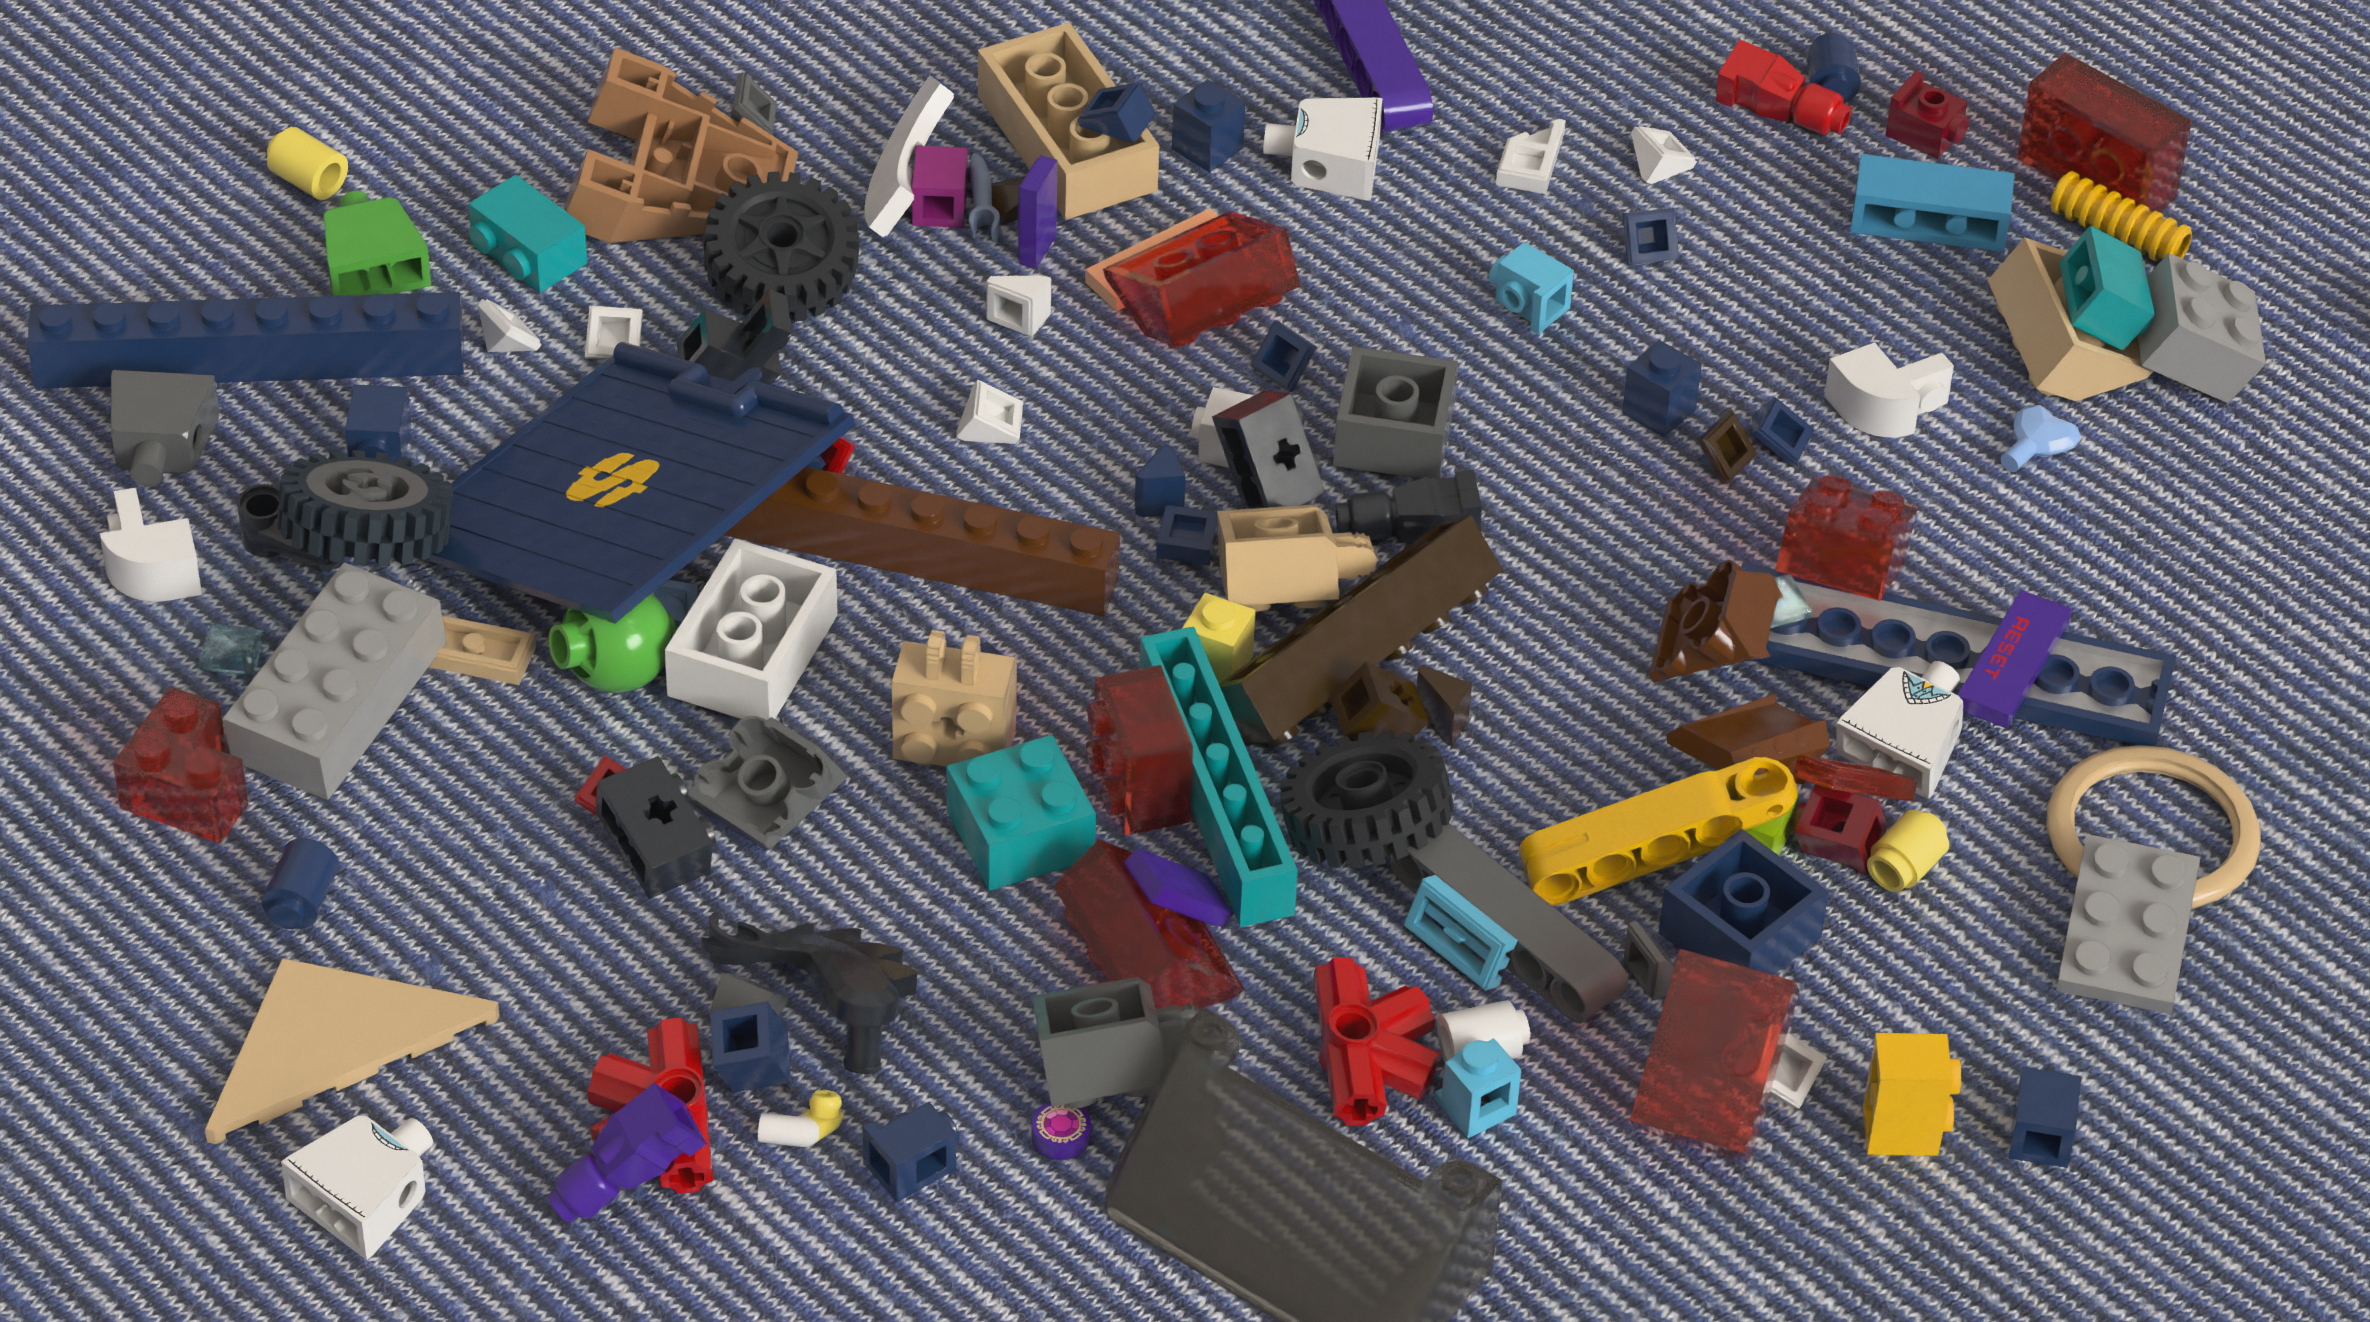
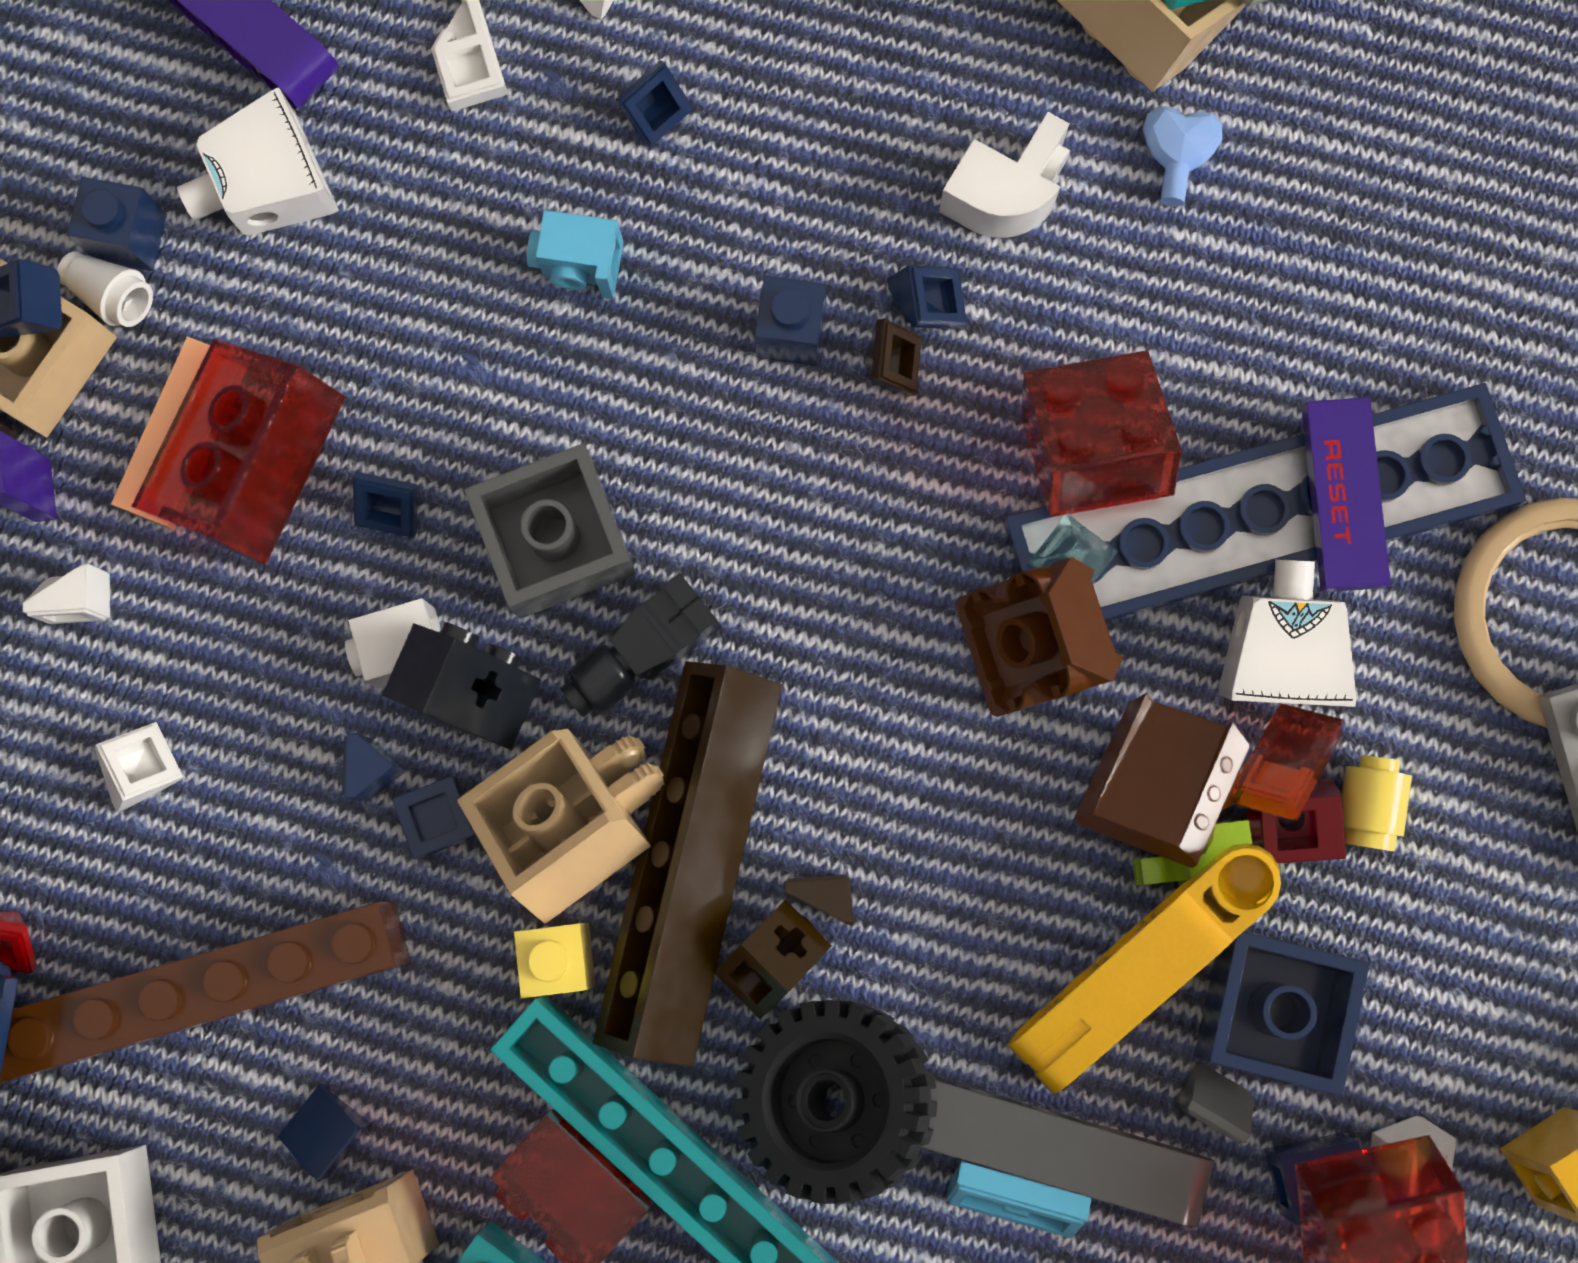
camera: 25 degrees left, 35 degrees up
(1179, 161) = (108, 289): none -> white cone

